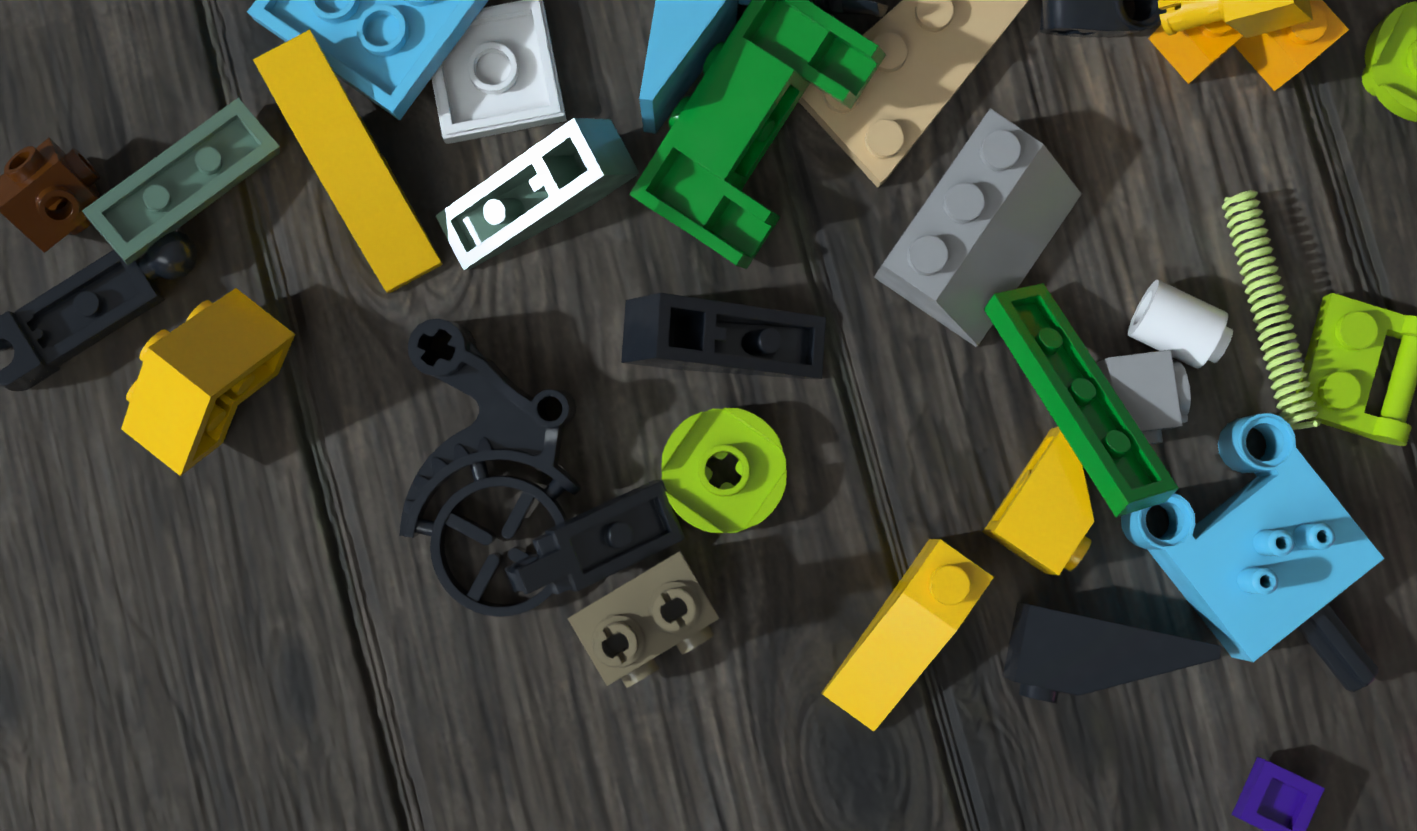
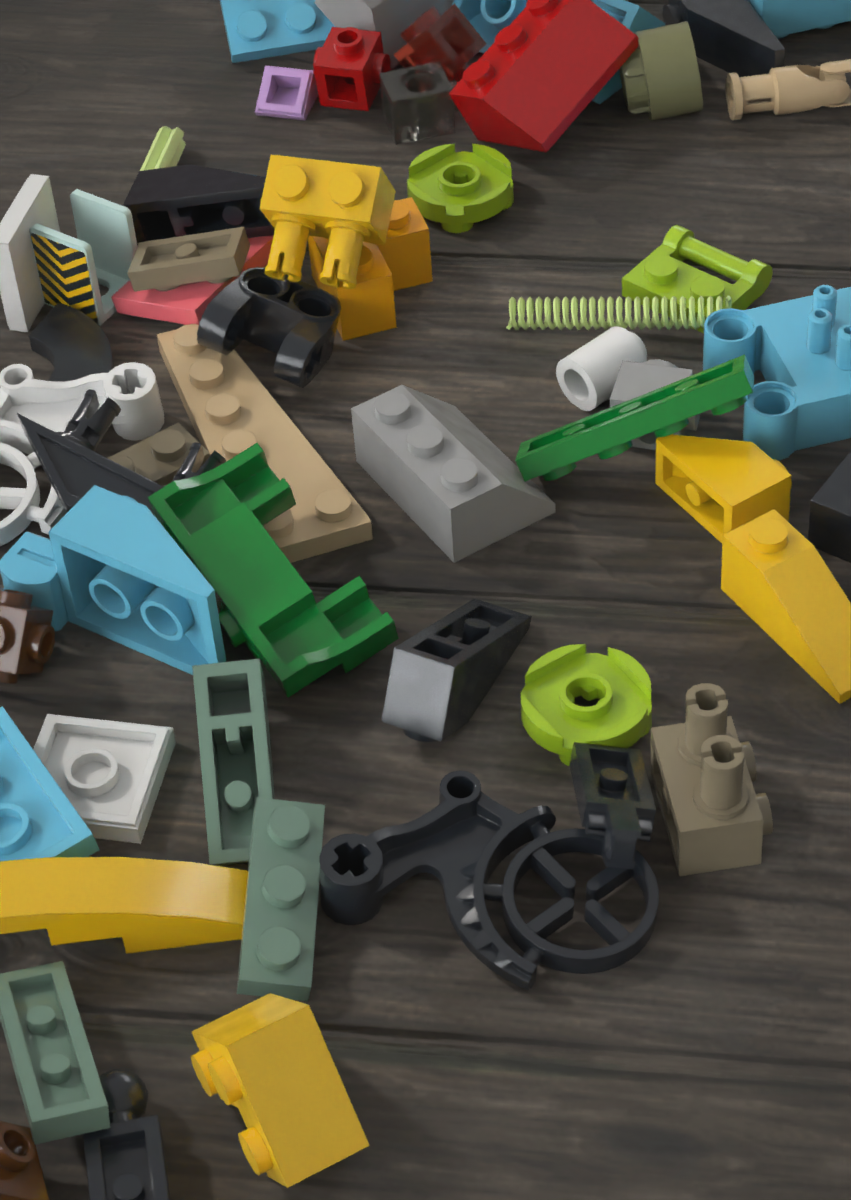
camera: 60 degrees left, 40 degrees down
(407, 296) = (281, 899): none -> sand green plate

